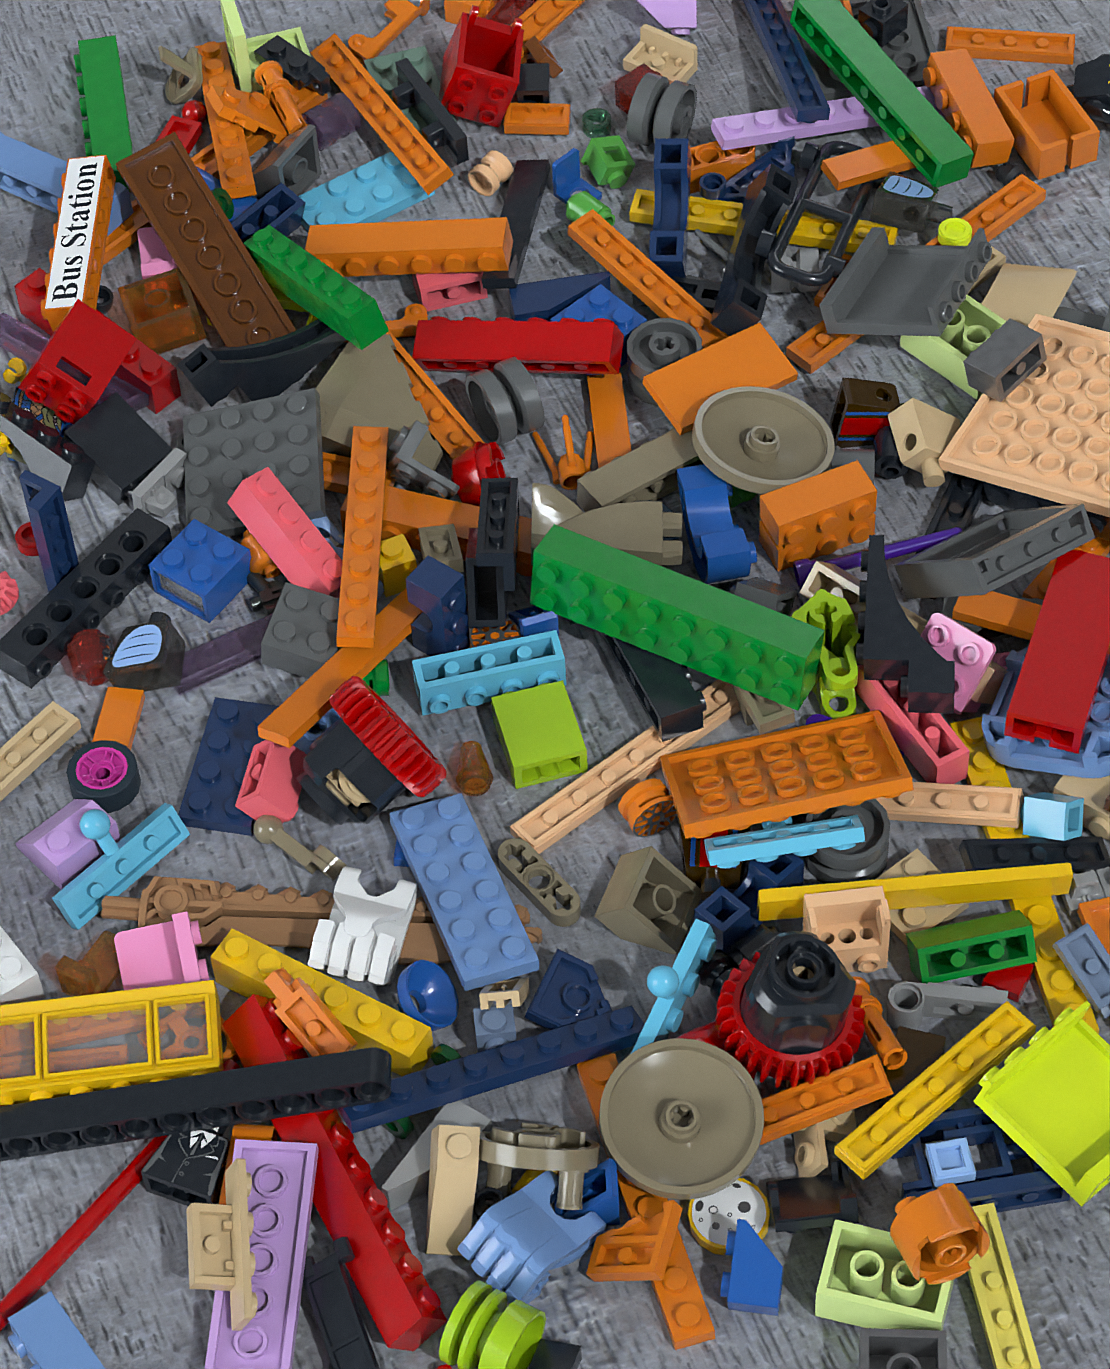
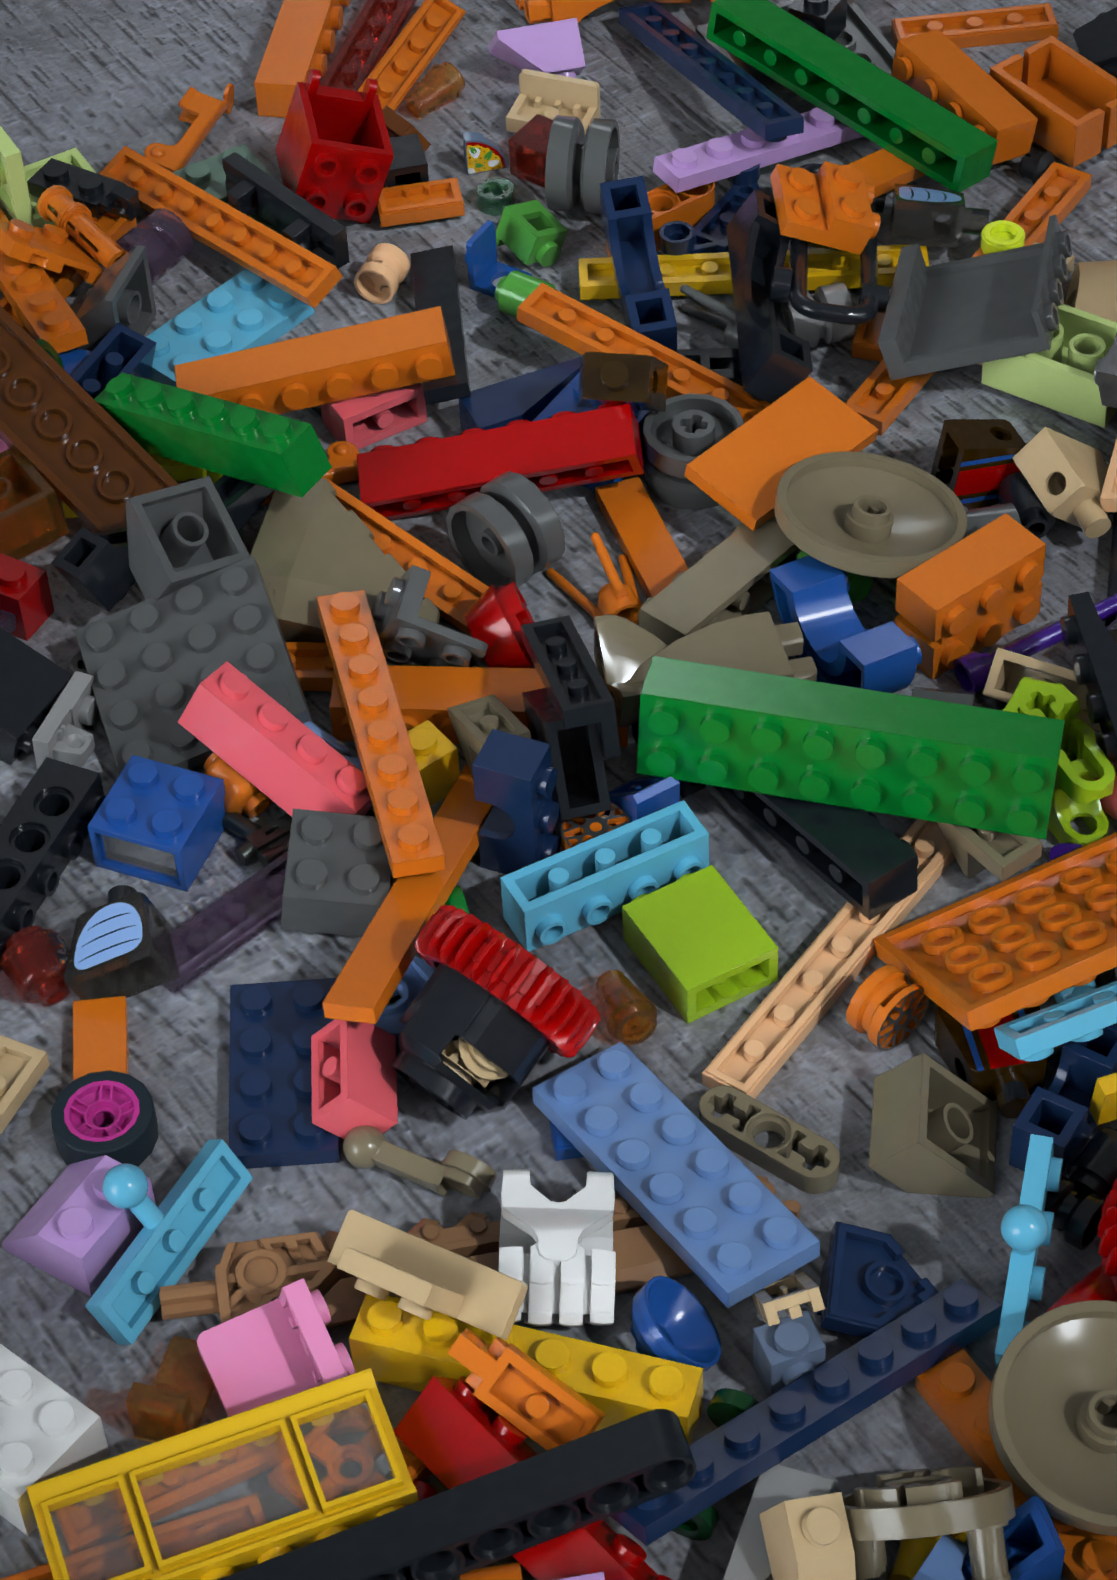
camera: 15 degrees left, 5 degrees down
(266, 926) = (425, 1275): none -> tan bracket
(269, 363) = (179, 537): none -> dark grey slope
(580, 25) = (435, 90): none -> clear orange cone
(597, 87) = (482, 154): none -> tile
(617, 304) = (623, 381): none -> dark brown torso
(821, 185) = (825, 206): none -> orange plate

